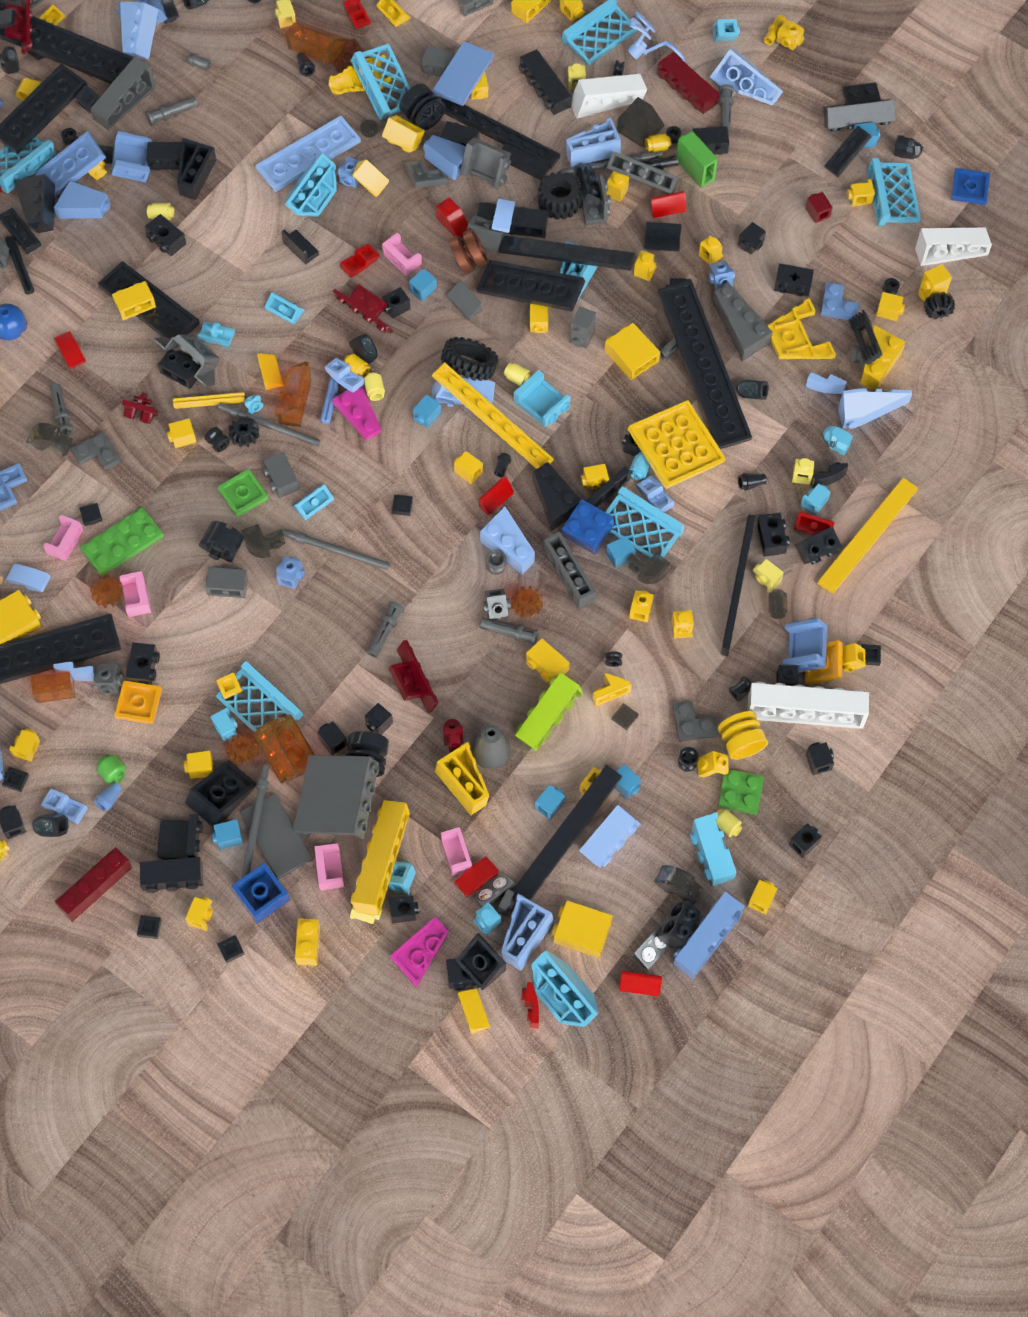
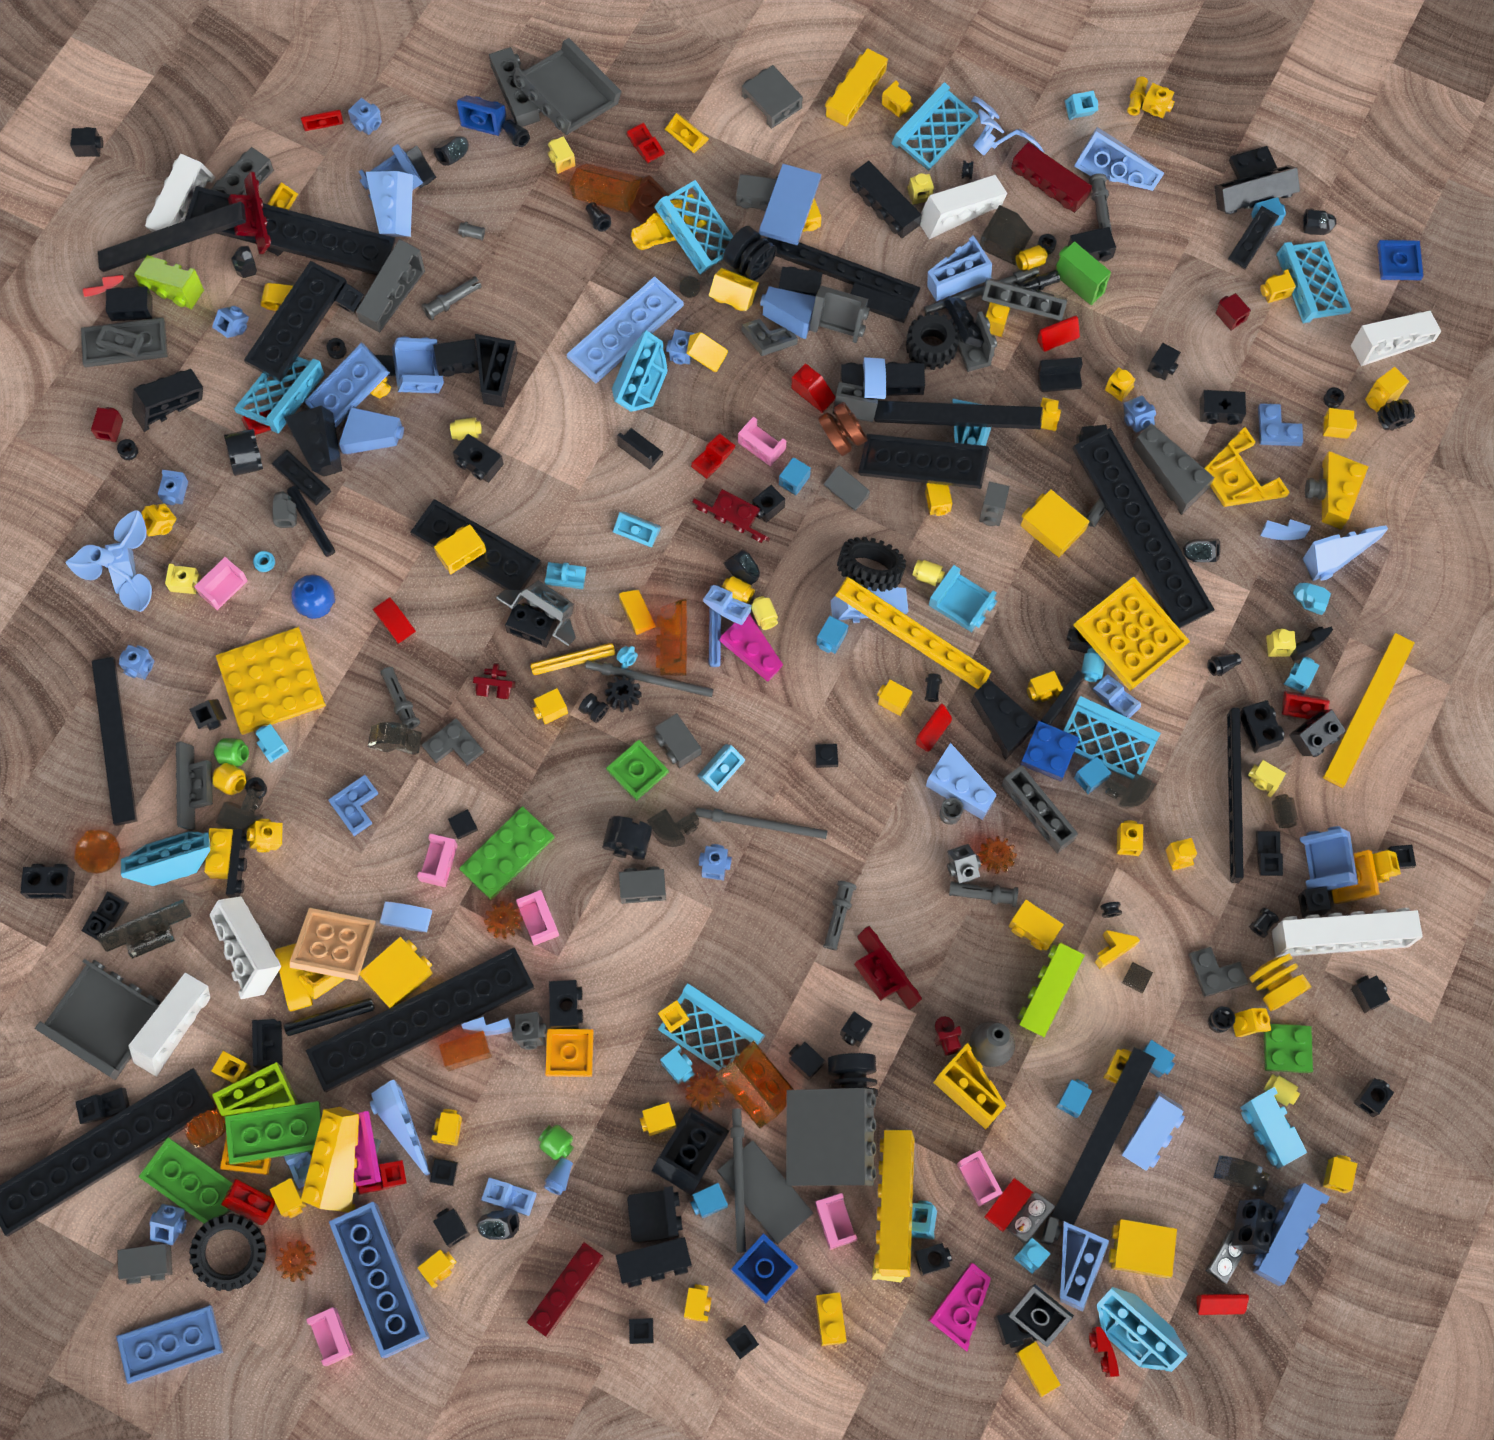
camera: 10 degrees left, 5 degrees up
(758, 635) = (1269, 853): none -> black slope
(858, 324) = (1308, 450): black container -> none

